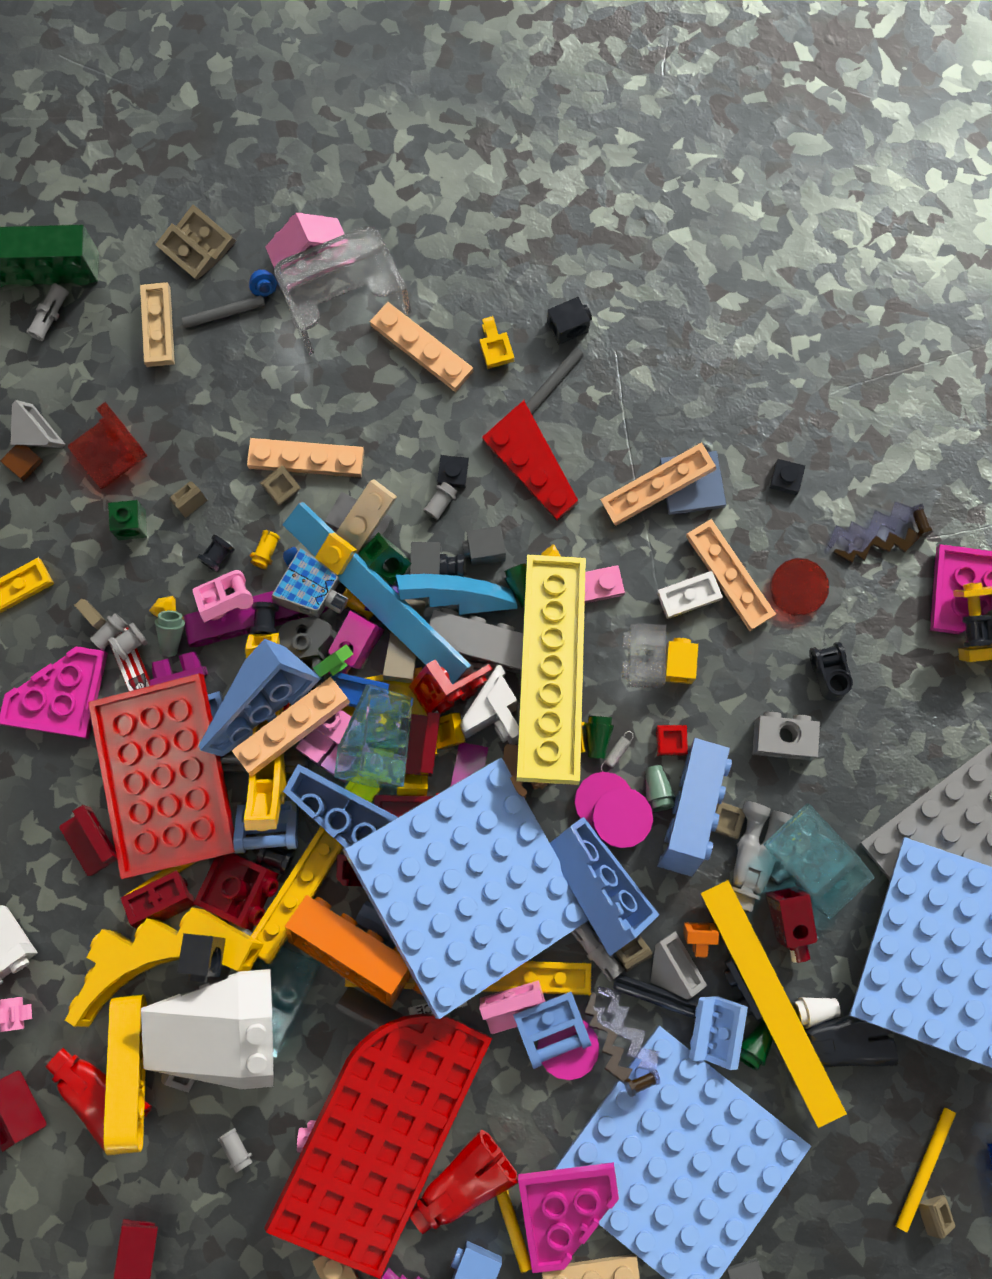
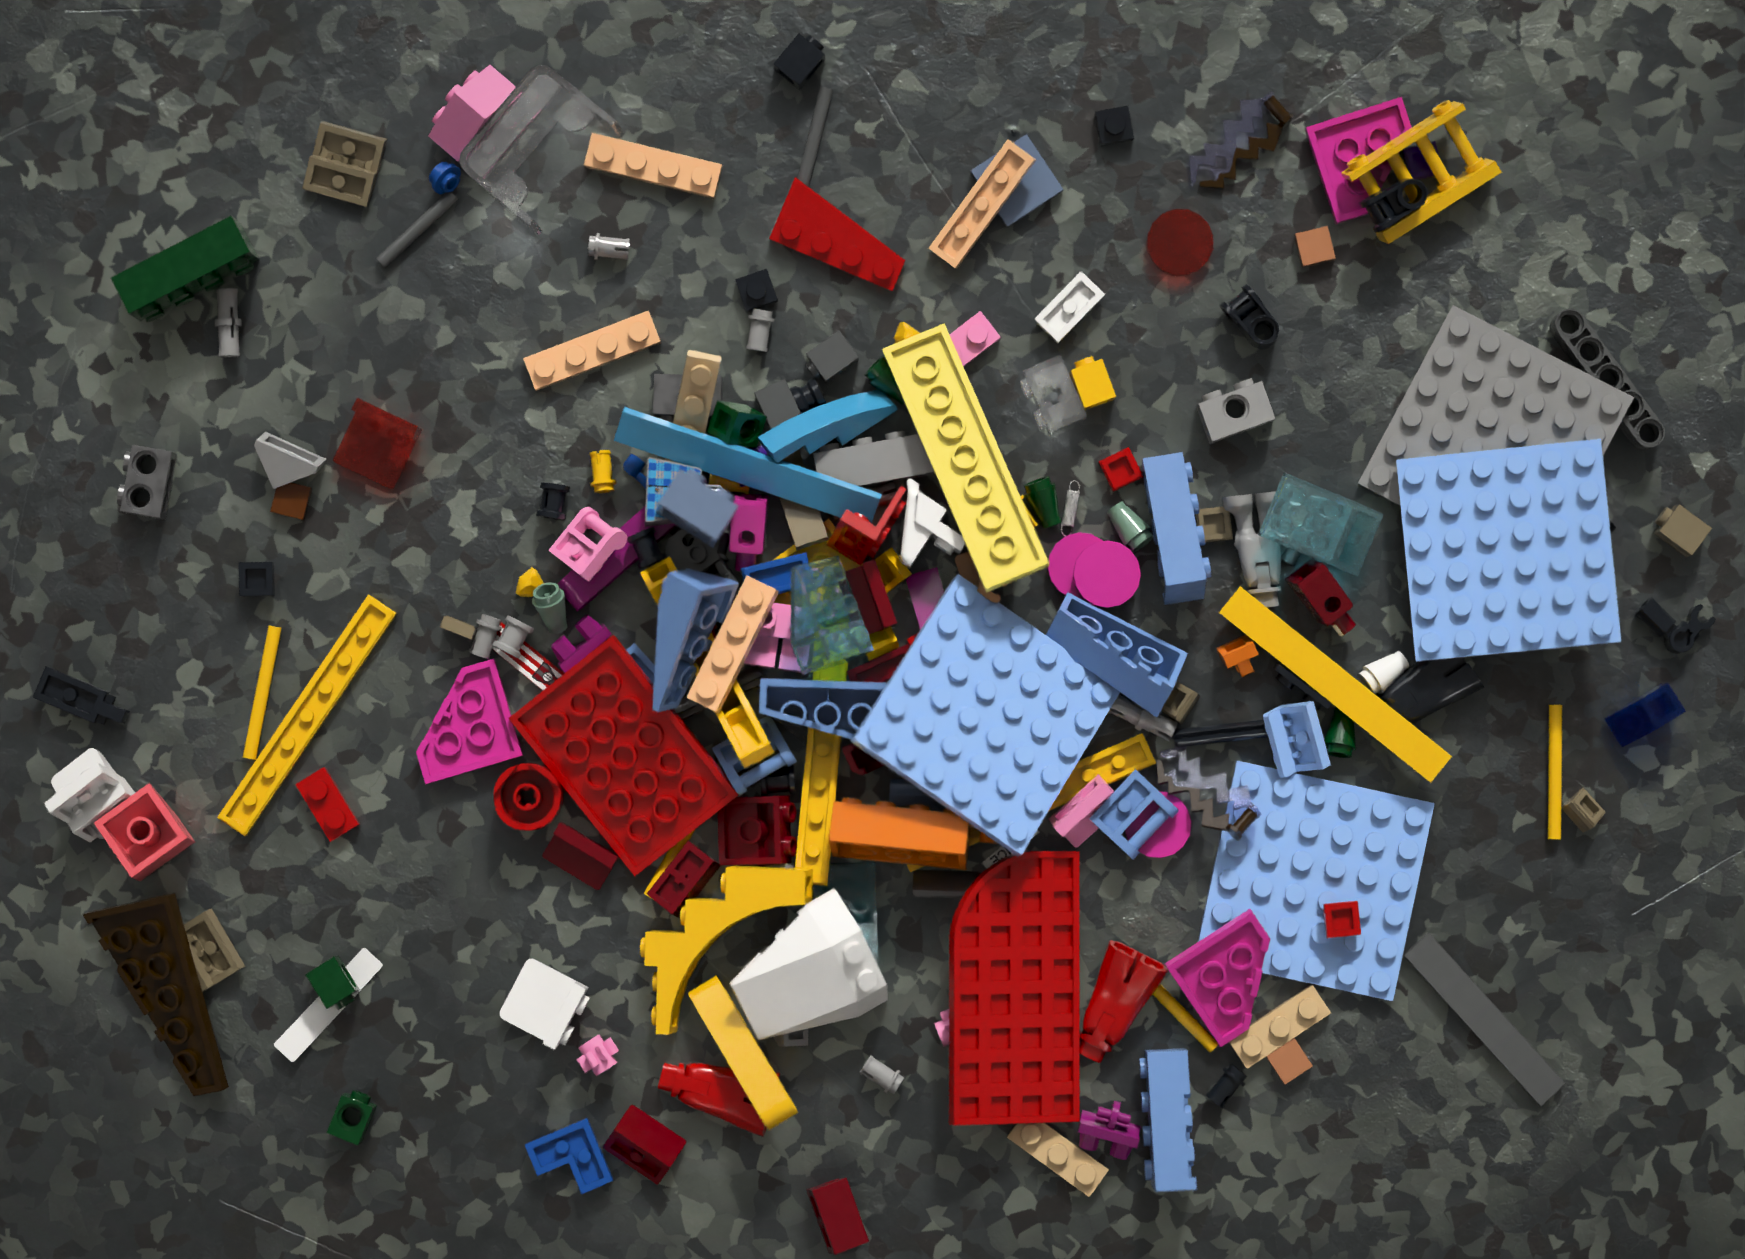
camera: 25 degrees left, 10 degrees up
(55, 766) = (508, 796): none -> red brick
(127, 520) = (443, 510): dark green brick -> none
(157, 324) = (355, 279): tan plate -> none
(188, 499) = (490, 455): dark tan slope -> none
(201, 956) = (764, 907): black brick -> none
(280, 485) = (581, 395): dark tan tile -> none
(315, 599) = (697, 507): none -> sand blue brick
(334, 662) = (742, 559): bright green plate -> none
(335, 553) = (687, 446): yellow plate -> none
(356, 387) = (606, 246): none -> light grey pin
(495, 346) = (735, 129): yellow plate -> none
(675, 969) = (1227, 697): light grey slope -> none
(688, 1212) = (1341, 919): none -> red plate
(730, 575) = (1102, 264): light nougat plate -> none
(905, 639) = (1314, 246): none -> nougat tile

